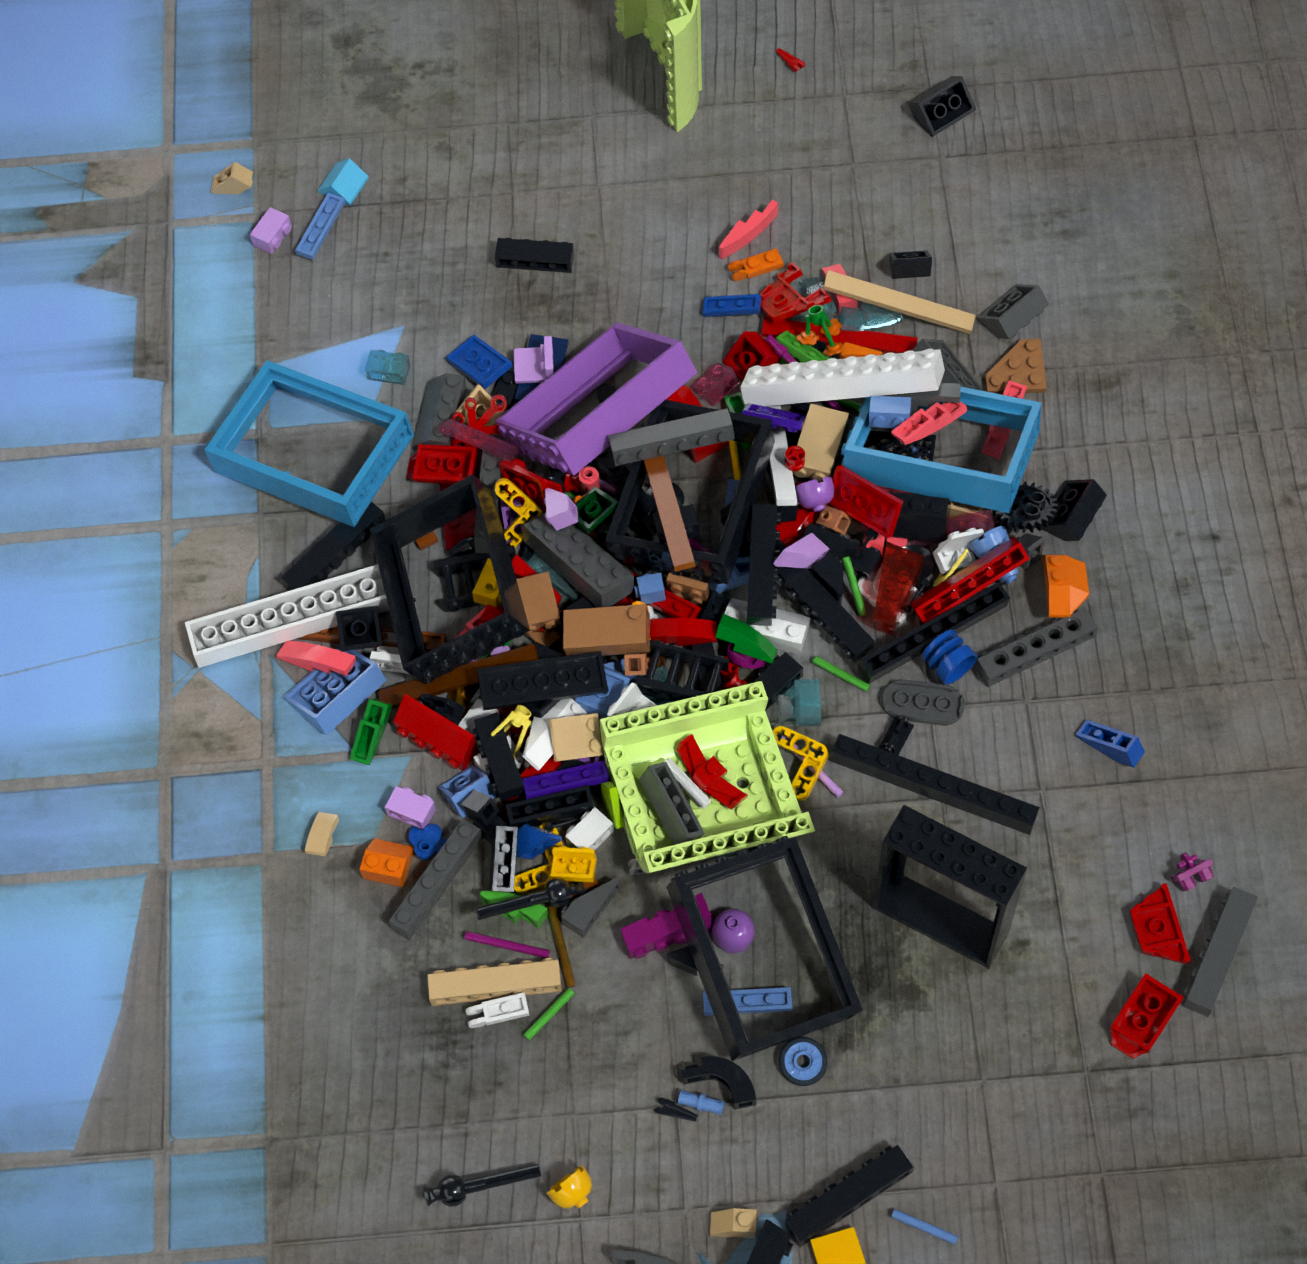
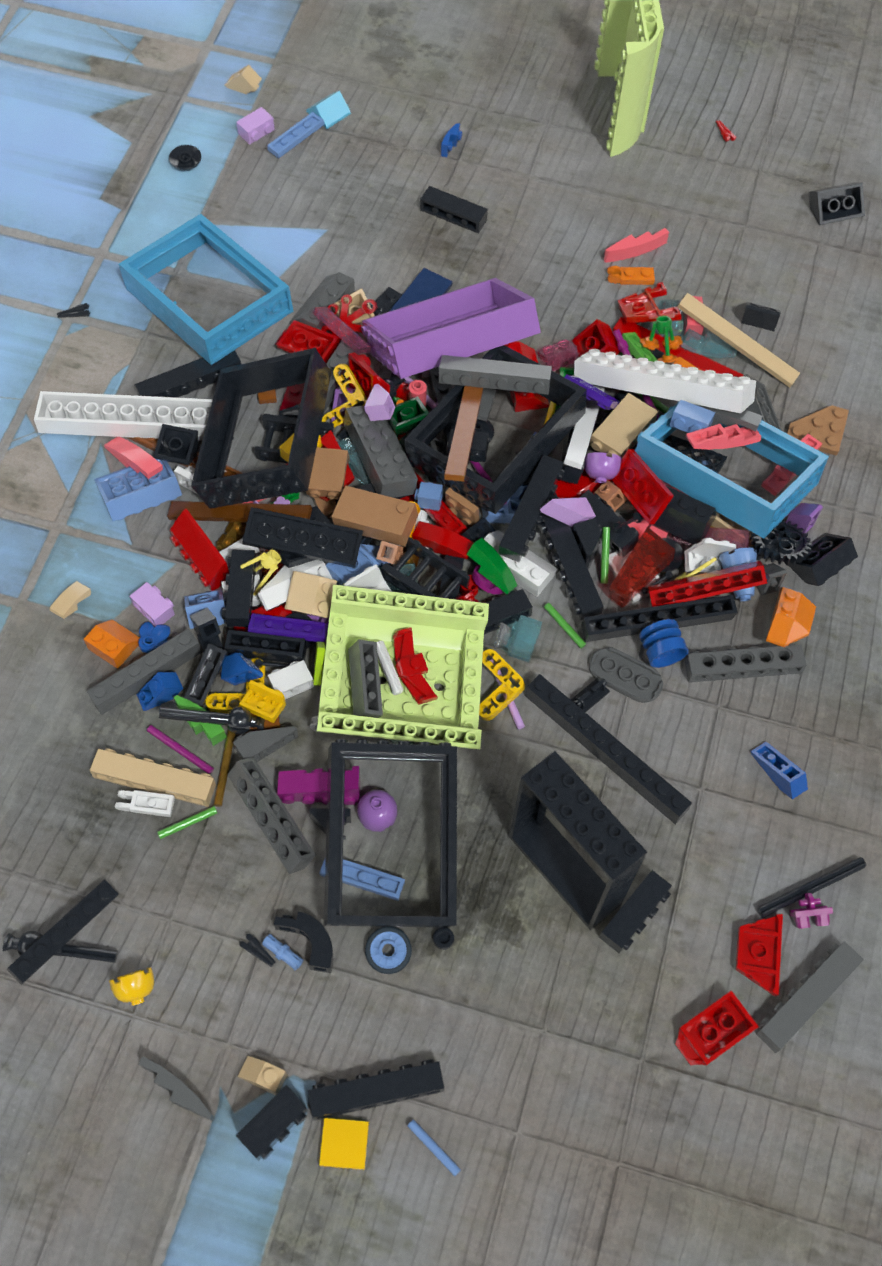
camera: 15 degrees right, 0 degrees up
(172, 517) = (77, 311): none -> black piece
(209, 289) = (185, 157): none -> black dish
(370, 731) = (150, 530): green slope -> none
(387, 367) = (298, 254): clear light blue brick -> none
(445, 707) = (216, 533): black hinge -> none
(459, 893) = (159, 690): none -> blue slope
(479, 361) = (372, 274): blue tile -> none
(479, 1164) = (62, 932): none -> black plate
(496, 173) = (451, 139): none -> blue slope
(535, 363) = (416, 289): lavender bracket -> none
(631, 974) = (271, 815): none -> dark grey brick
(731, 305) = (597, 298): blue tile -> none
(796, 453) = (595, 430): red wheel -> none
(851, 1030) = (443, 938): none -> black tile
(1014, 310) = (835, 380): dark grey slope -> none
(1026, 933) = (635, 911): none -> black brick
(1038, 471) = (804, 515): none -> medium lavender slope
(1183, 846) = (811, 887): none -> black axle

